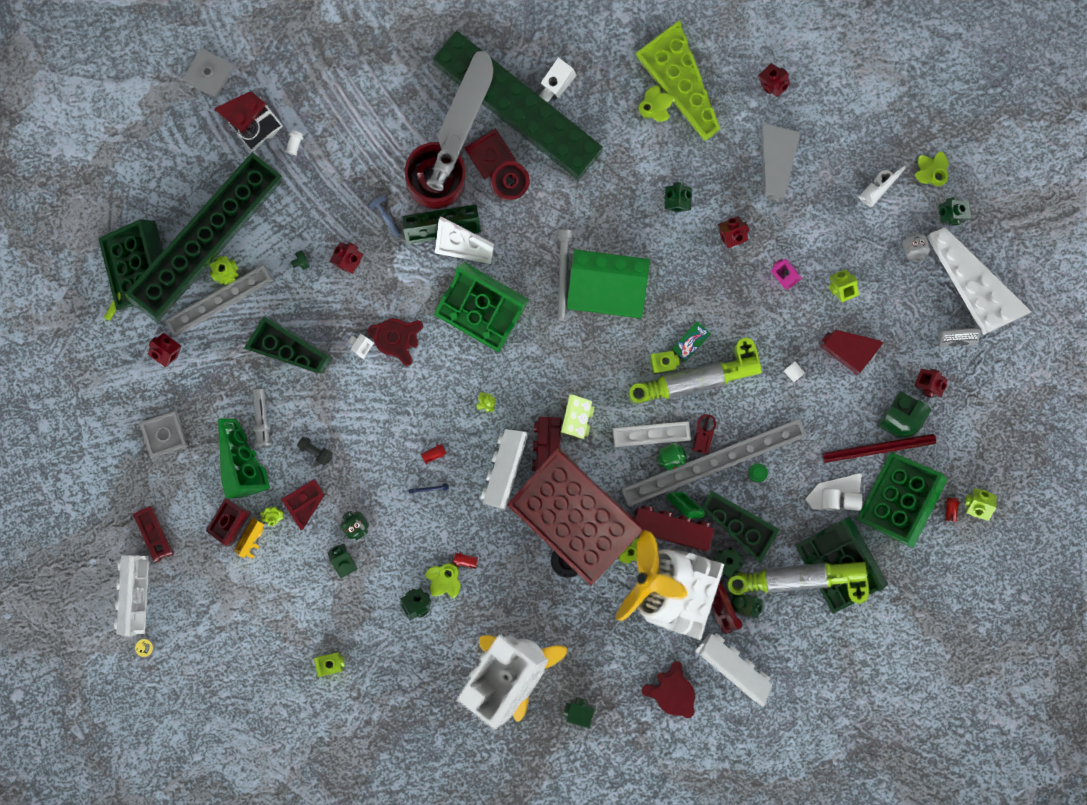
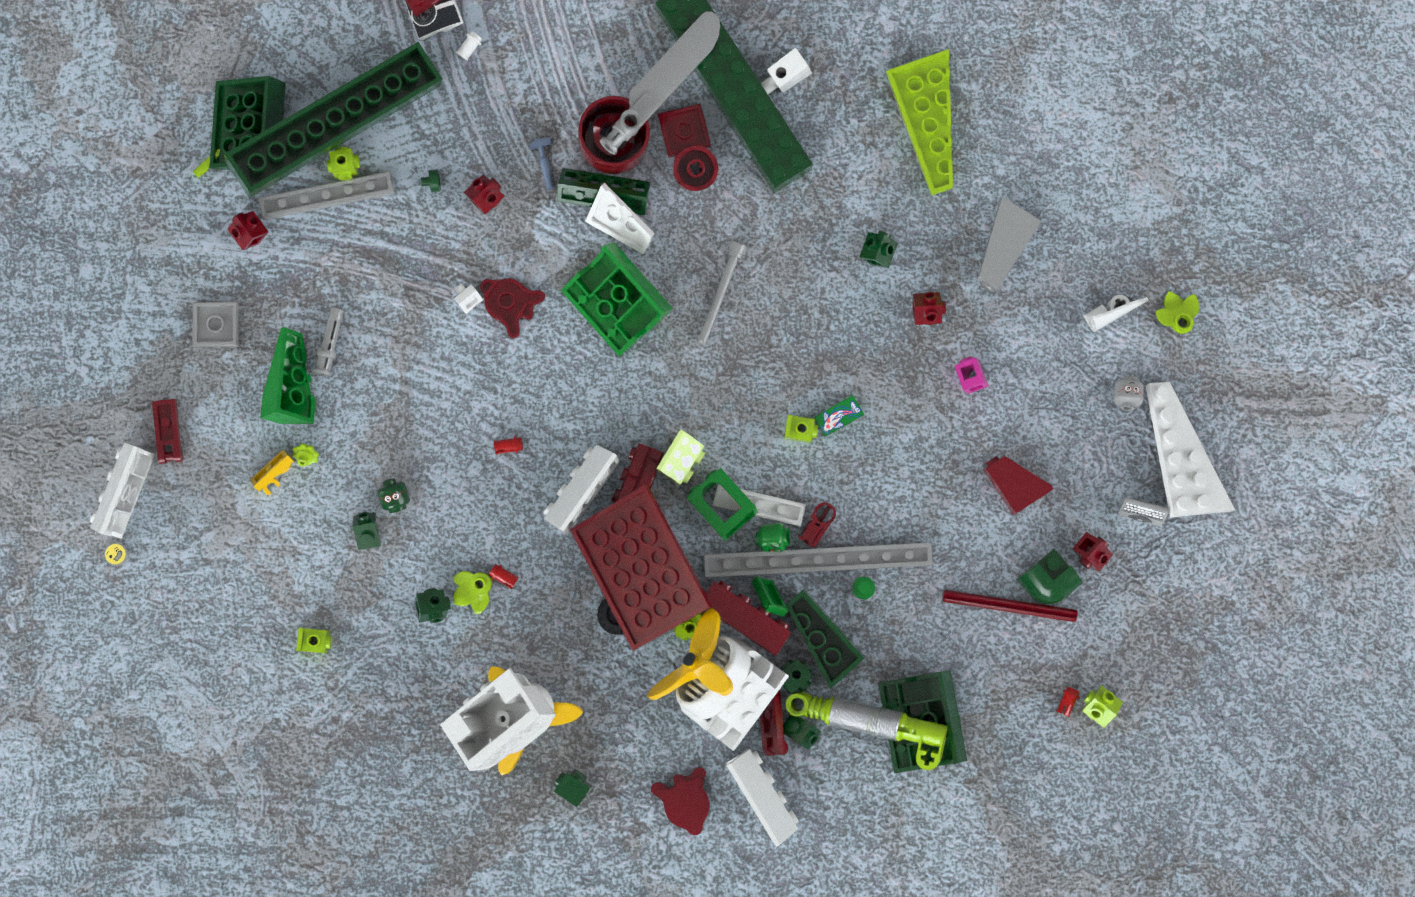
camera: 15 degrees right, 0 degrees up
(228, 522) = (254, 446): dark red slope -> none
(284, 345) = (384, 271): dark green wedge -> none
(303, 502) = (345, 451): dark red wing -> none
(323, 455) = (384, 407): pearl dark grey bar -> none
(444, 487) = (508, 486): dark blue hinge -> none
(486, 402) = (586, 407): lime plant -> none
(608, 284) = (767, 320): green slope -> none
(630, 463) = (735, 522): none -> green panel
(659, 104) = (893, 136): lime plate -> none
(701, 377) = (836, 460): piece -> none
(774, 80) = (1032, 152): dark red brick -> none
(794, 372) = (943, 488): white hose -> none
(837, 494) = (944, 642): white panel -> none
(843, 285) = (1031, 409): lime brick -> none
(902, 499) = (1016, 671): green slope -> none
(954, 211) = (1185, 367): dark green brick -> none

